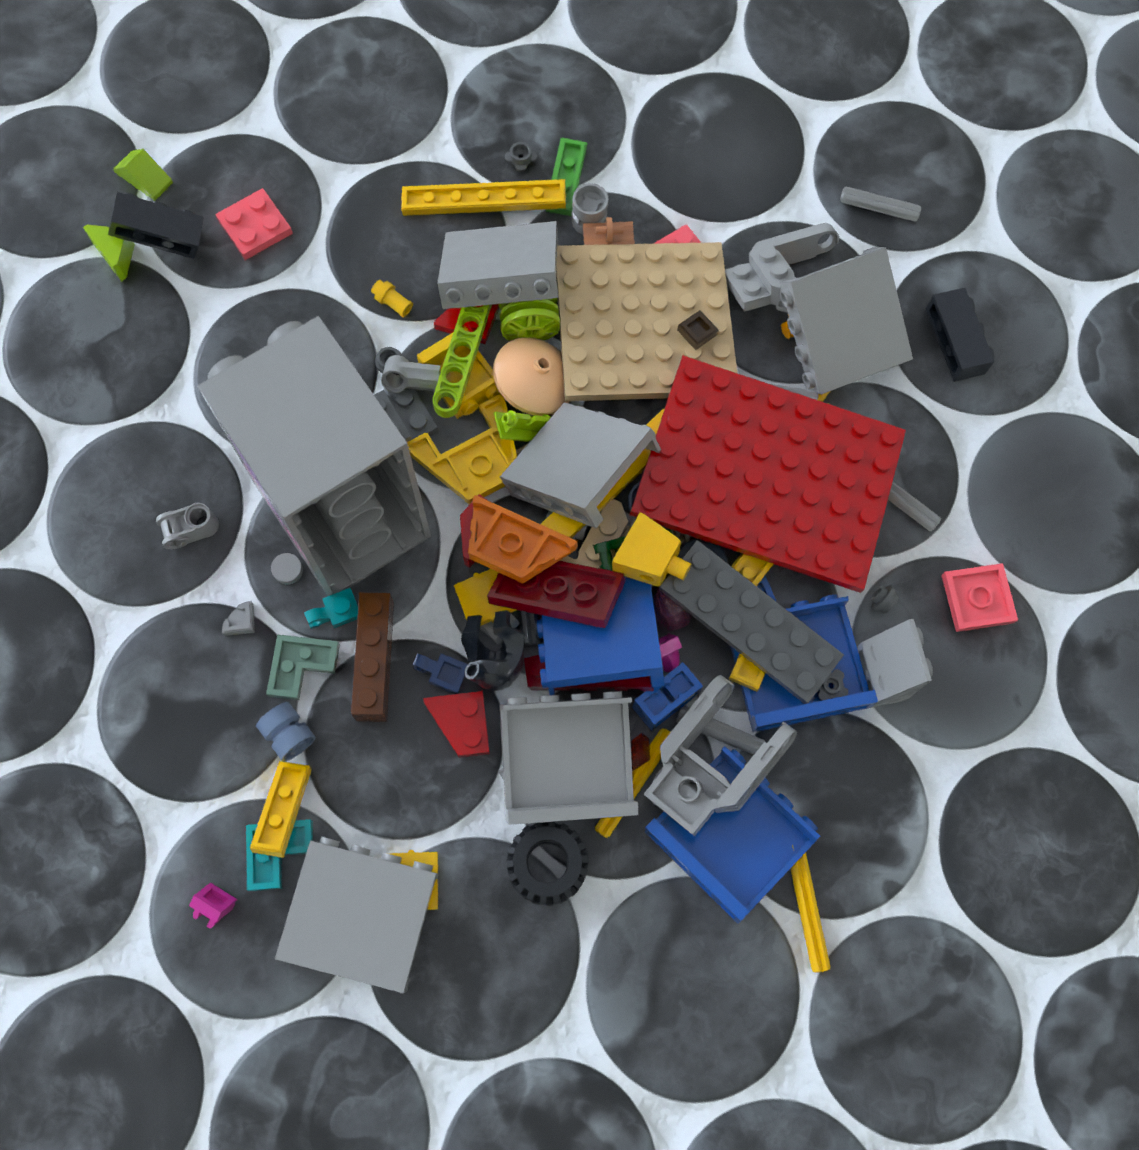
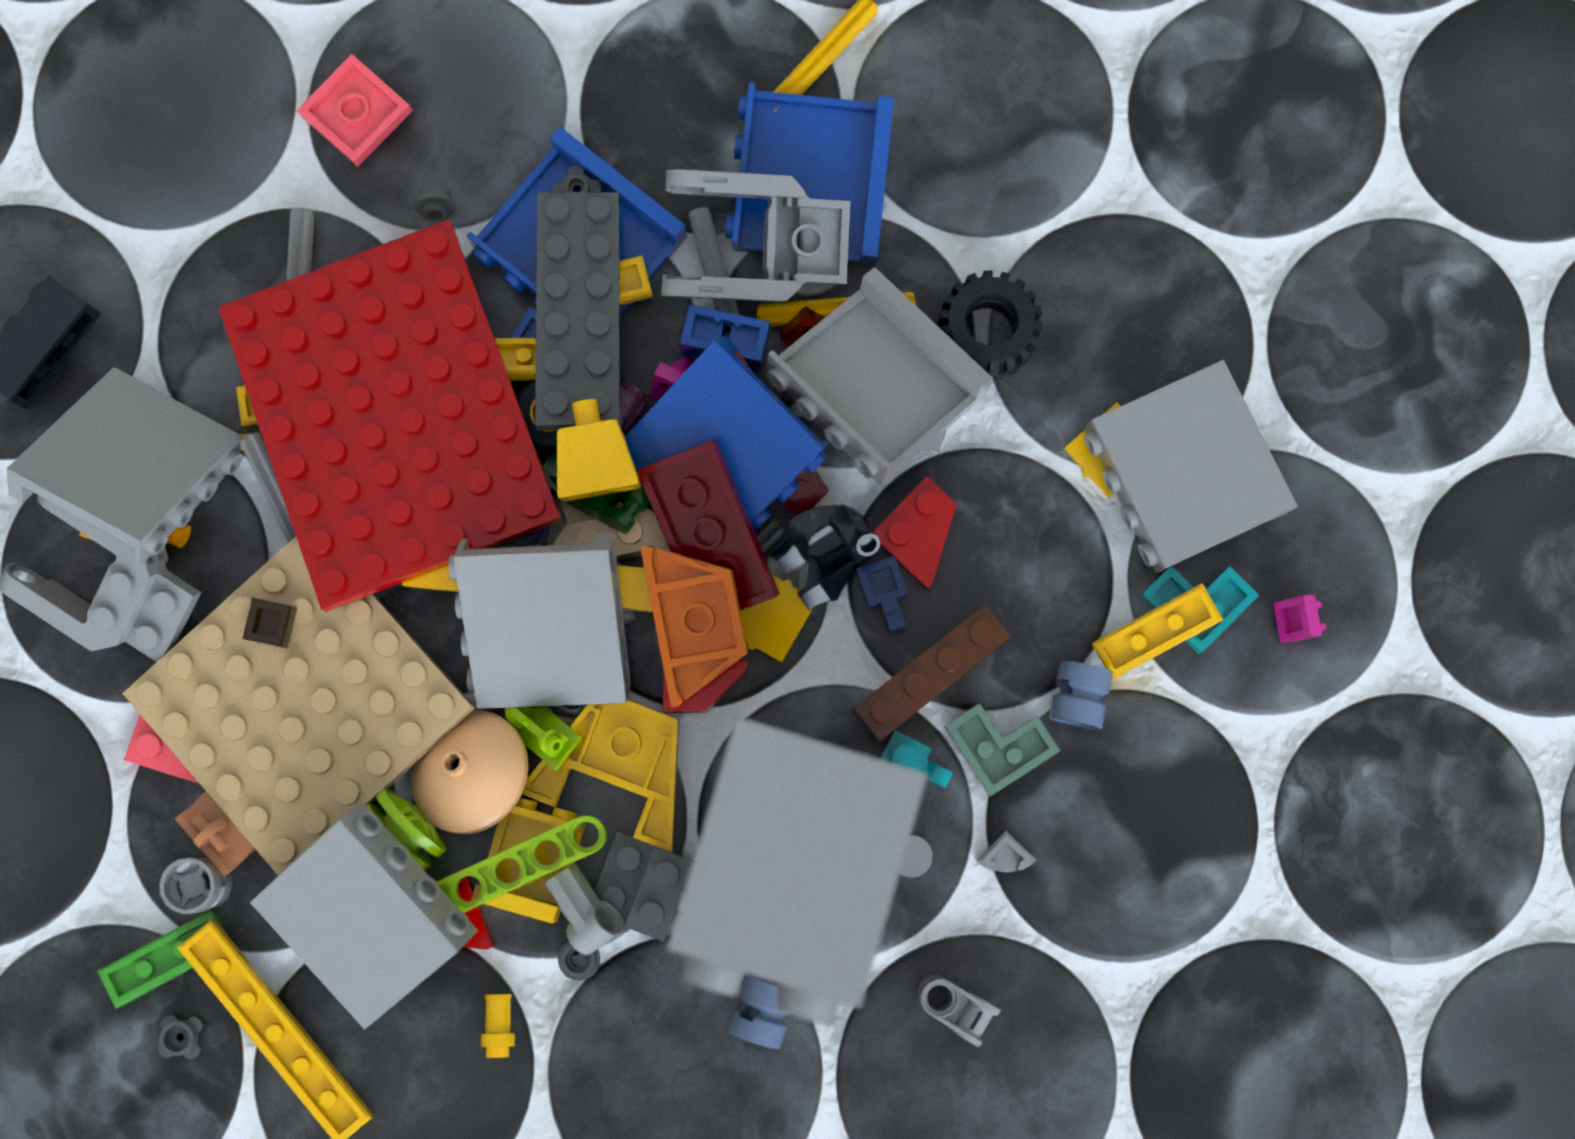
camera: 125 degrees left, 10 degrees up
(895, 663) = (507, 131): light grey slope -> none

